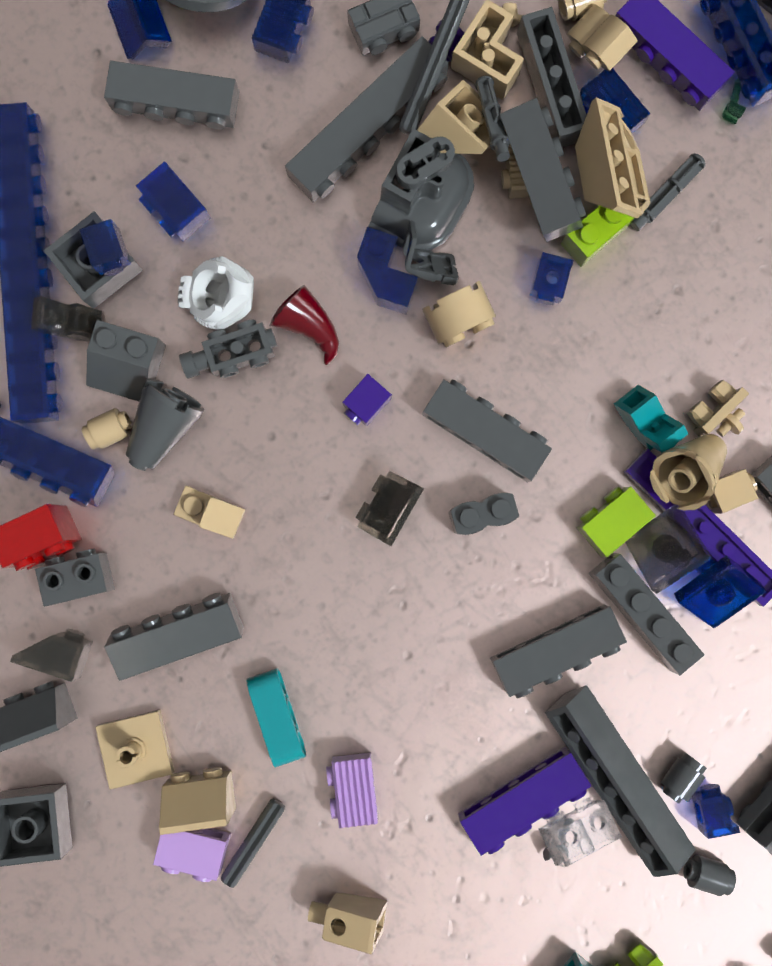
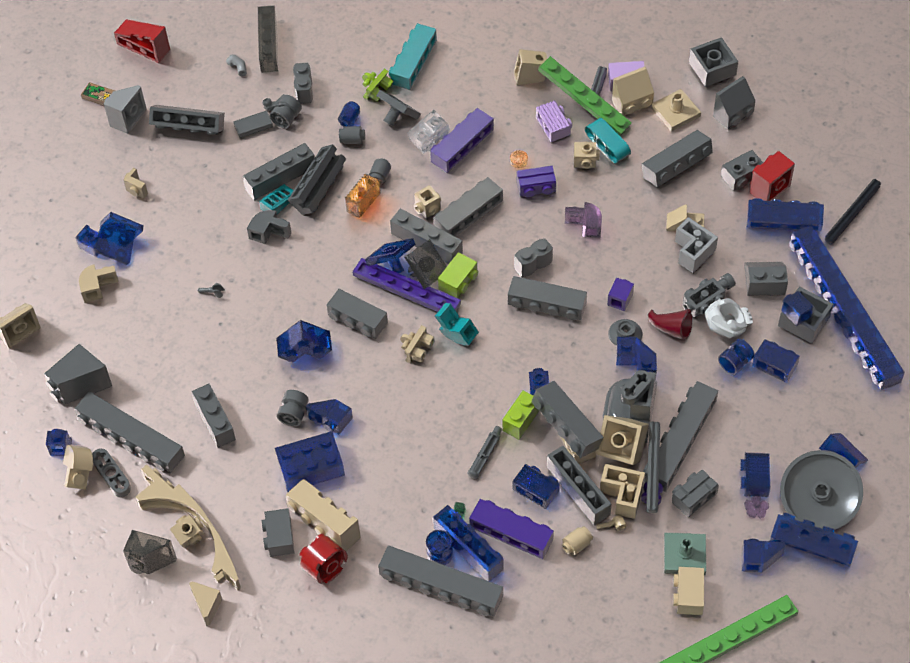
camera: 165 degrees right, 30 degrees down
(58, 655) = (737, 134): clear smoke slope -> none
(64, 320) = (810, 281): clear smoke slope -> none
(107, 429) = (759, 241): tan brick -> none
(160, 423) = (729, 252): dark grey cone -> none
(171, 95) = (803, 416): dark grey brick -> none
(206, 448) = (697, 244): none -> light grey brick
(242, 219) = (735, 357): none -> clear blue wheel
(286, 822) = (584, 95): none -> bright green plate
(325, 706) = (585, 155): none -> tan brick
(362, 561) = (589, 217): none -> clear purple brick
(388, 350) = (618, 327): none -> dark grey piece
(389, 508) = (586, 244): clear smoke slope -> none
(427, 669) = (536, 181): none -> dark purple brick
(430, 265) = (608, 367): dark grey piece -> none
(437, 733) = (518, 159): none -> clear orange tile
(459, 313) = (585, 345): tan brick -> none
(491, 112) = (608, 443): dark grey piece -> none
(601, 38) = (558, 512): tan brick -> none
(611, 162) = (524, 431): tan wedge -> none
(617, 908) = (397, 107): none -> dark grey tile
(621, 782) = (414, 159): dark grey brick -> none
(634, 685) = (427, 202): none -> tan brick
(689, 472) = (425, 303): tan cone -> none
(702, 923) = (349, 114): none -> clear blue brick
(714, 812) = (358, 161): clear blue brick -> none
(731, 730) = (362, 195): none -> clear orange brick
(733, 491) = (398, 307): tan brick -> none

